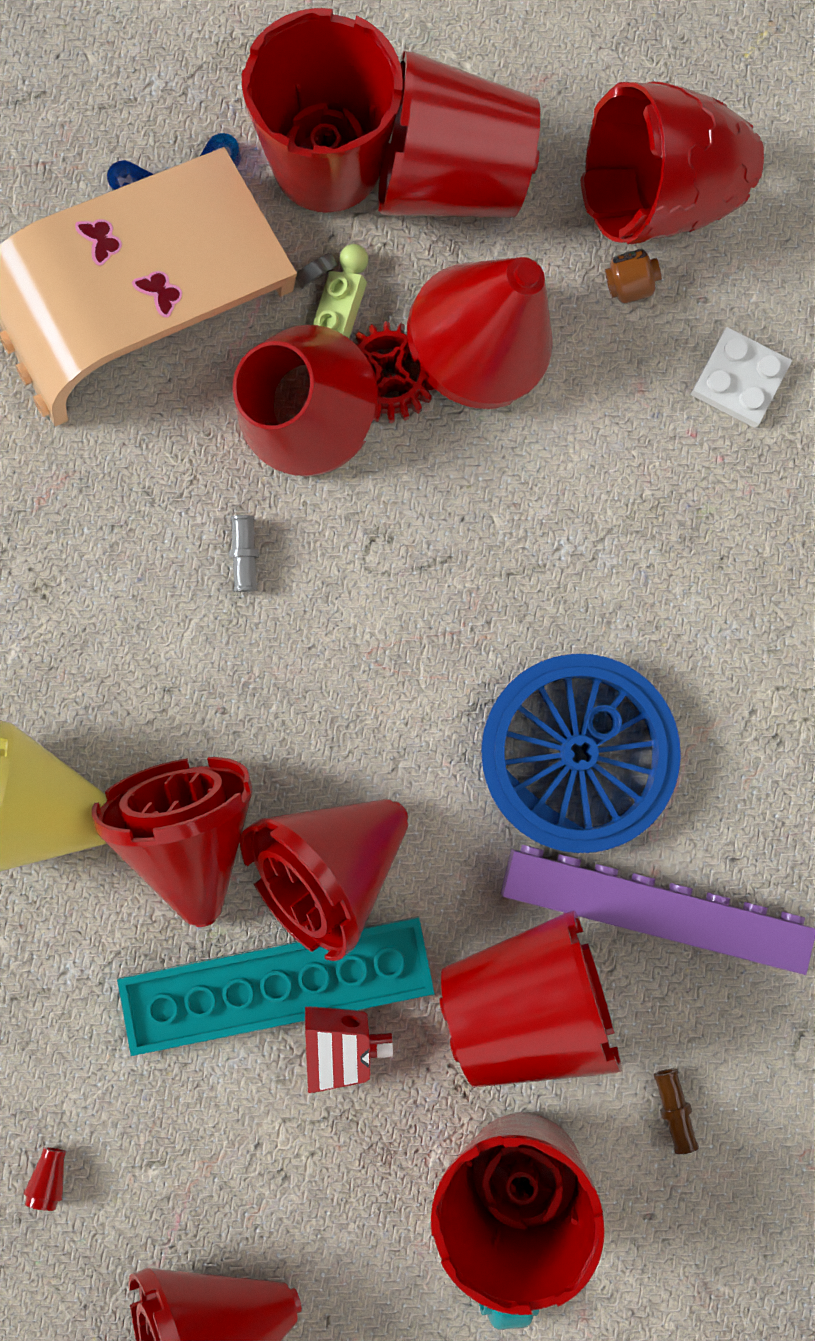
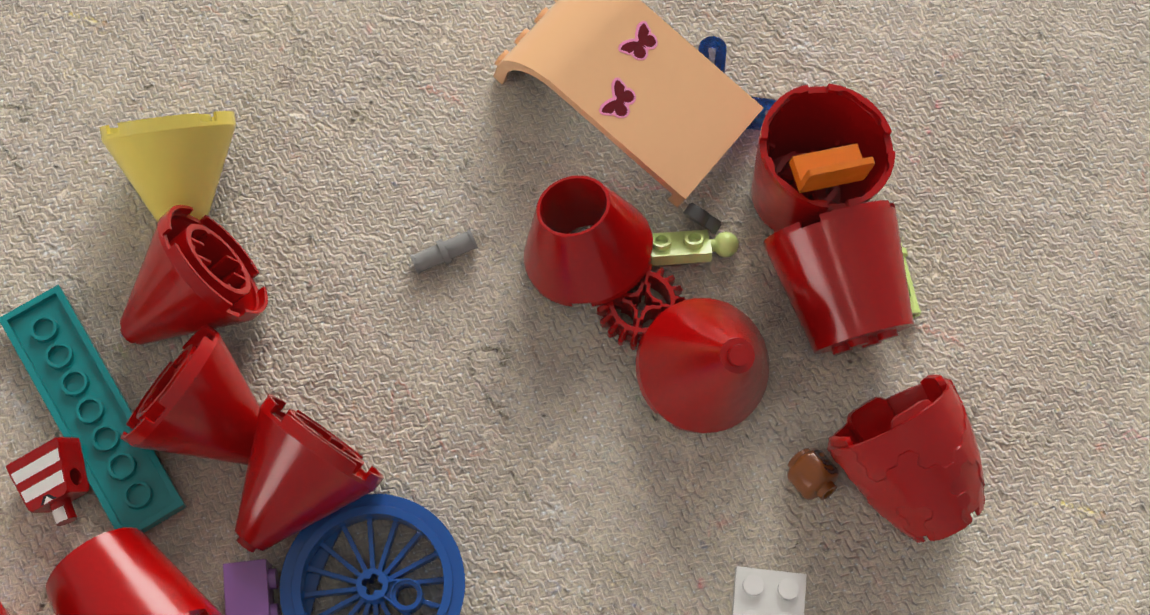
camera: 65 degrees right, 15 degrees down
(353, 88) = (830, 168): none -> orange panel
(446, 786) = (296, 477): none -> red cone

